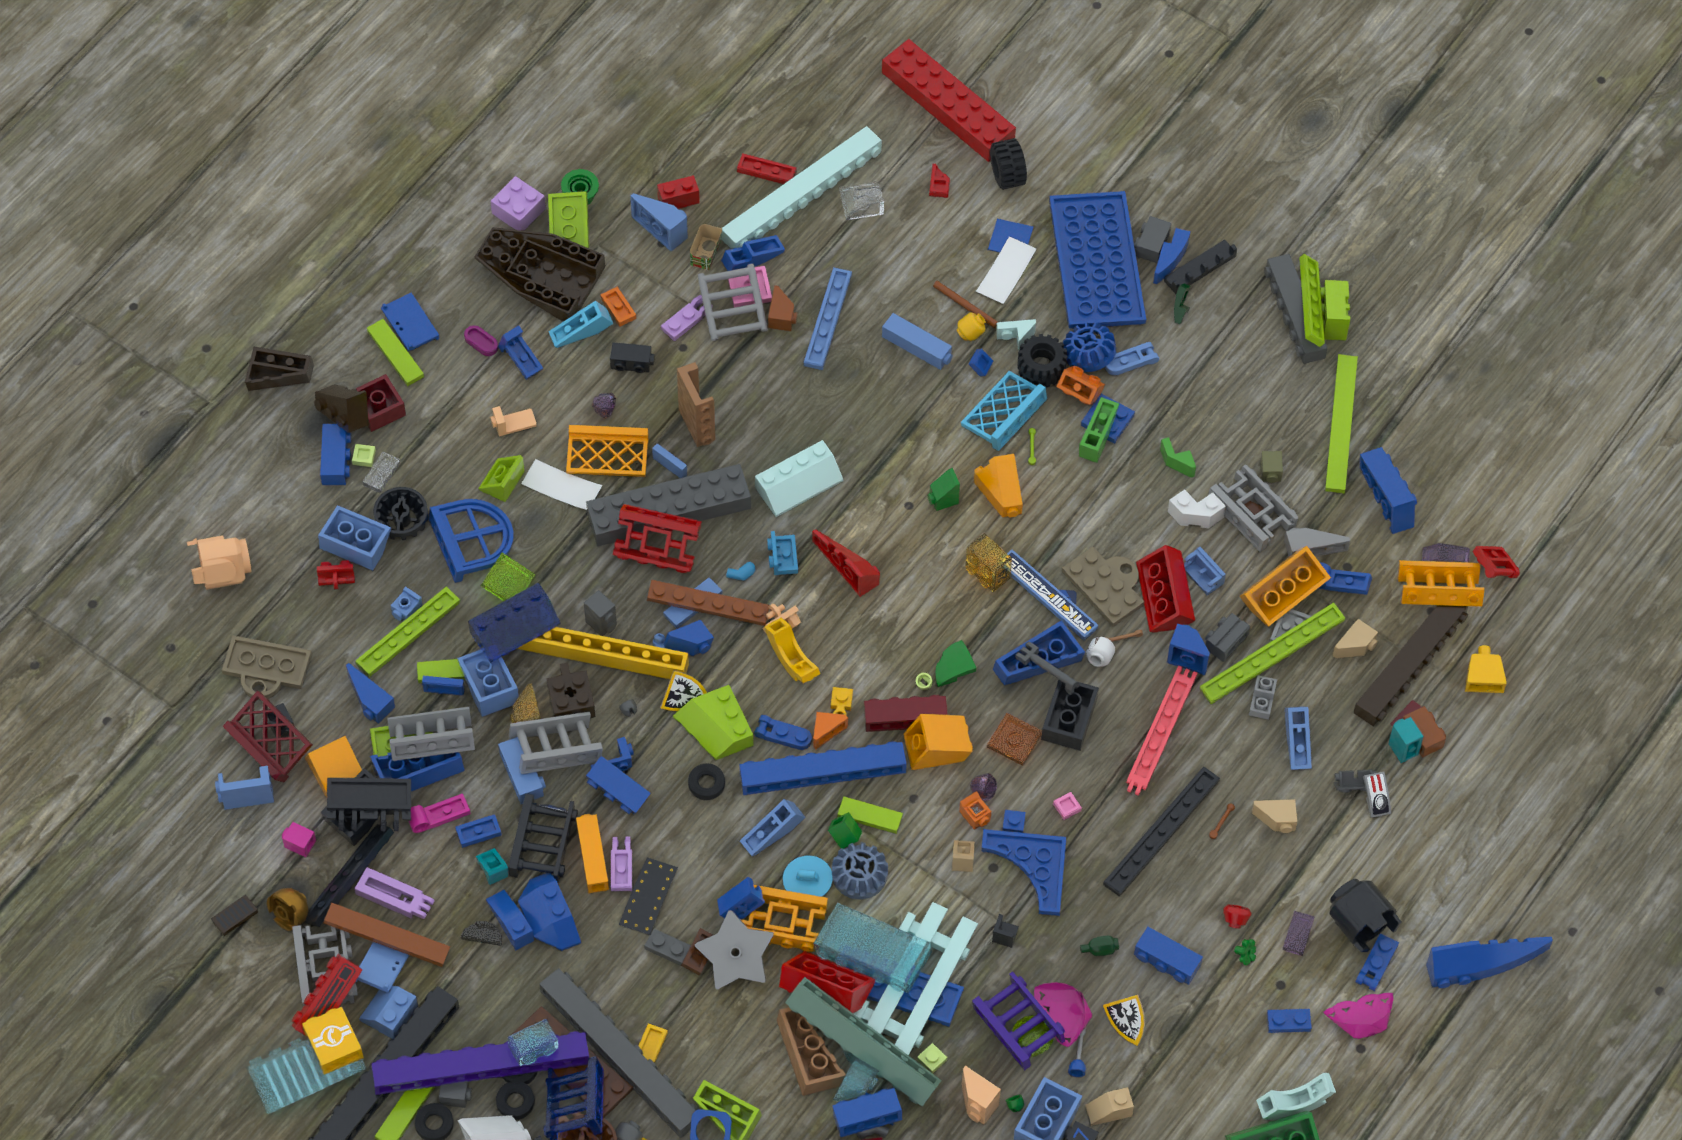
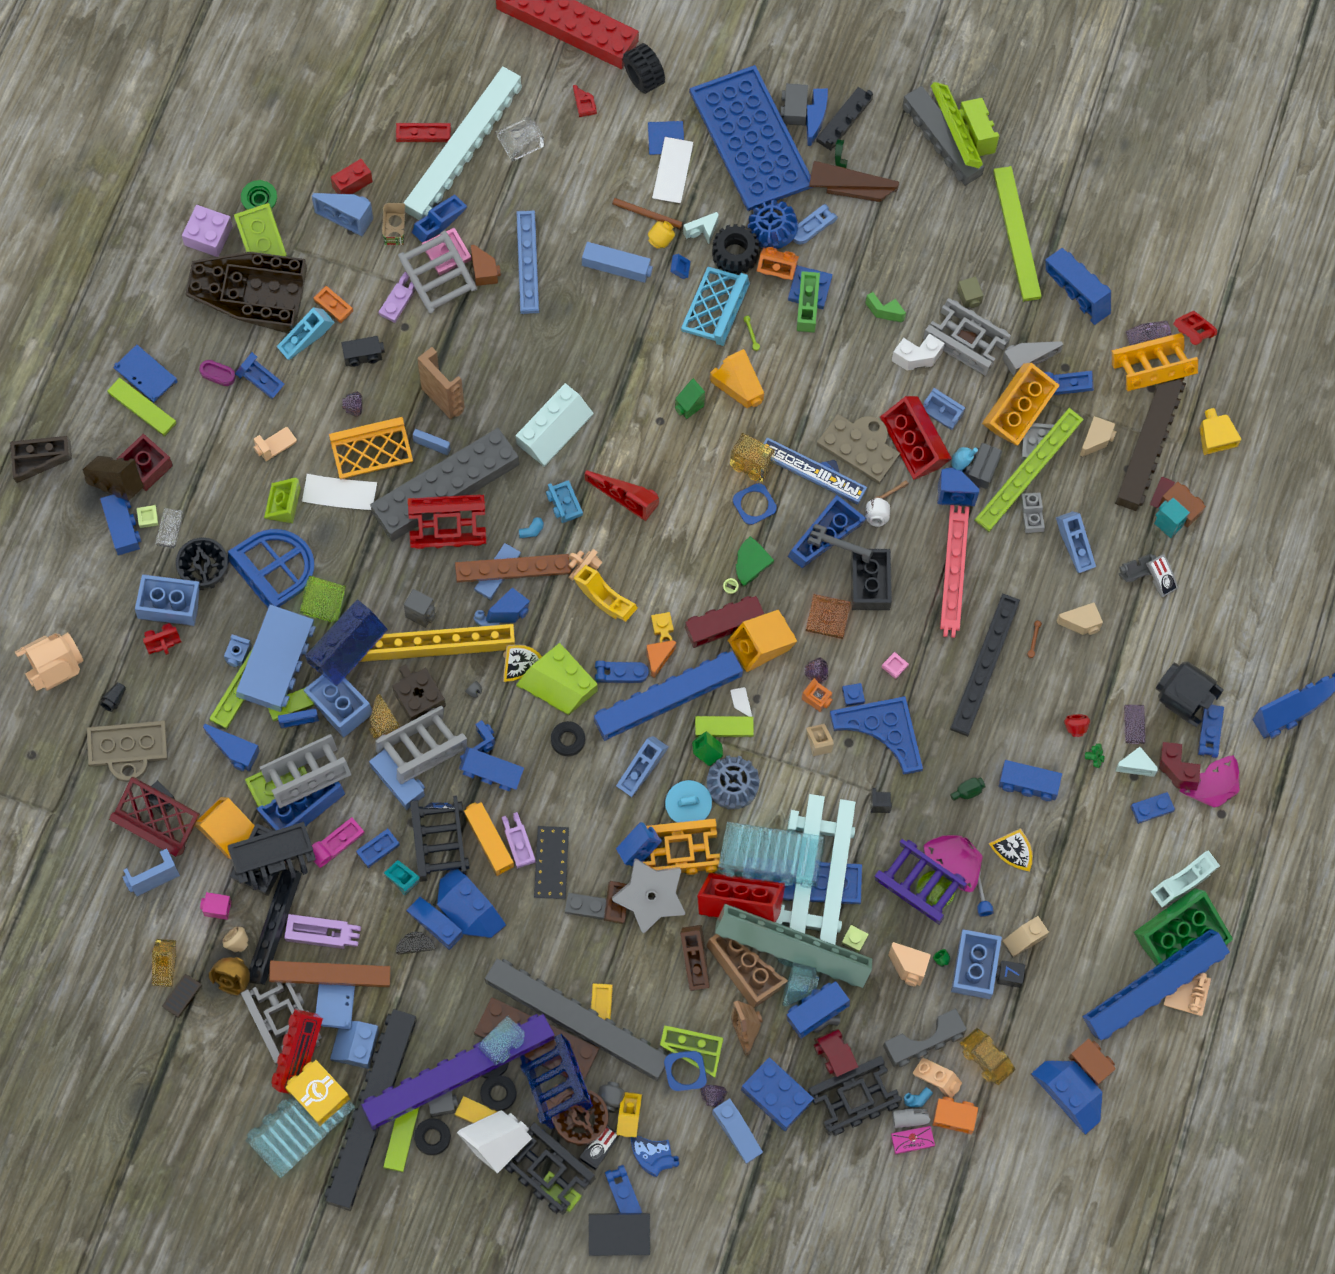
camera: 20 degrees left, 10 degrees up
(227, 877) = (163, 962): none -> clear yellow slope
(267, 615) = (112, 698): none -> black cone
(306, 877) = (236, 940): none -> tan cone
(440, 621) = (276, 658): none -> medium blue brick
(481, 1107) = (472, 1111): none -> yellow tile
(760, 1027) = (695, 957): none -> reddish brown slope
(789, 1103) = (746, 1024): none -> medium nougat wedge
(896, 795) = (741, 701): none -> white sticker
(968, 625) = (754, 488): none -> blue piece
(1184, 328) = (851, 183): none -> reddish brown wedge
(1207, 623) = (962, 458): none -> medium azure piece
(1286, 971) = (1137, 763): none -> light aqua slope
(1330, 994) = (1182, 774): none -> dark red brick

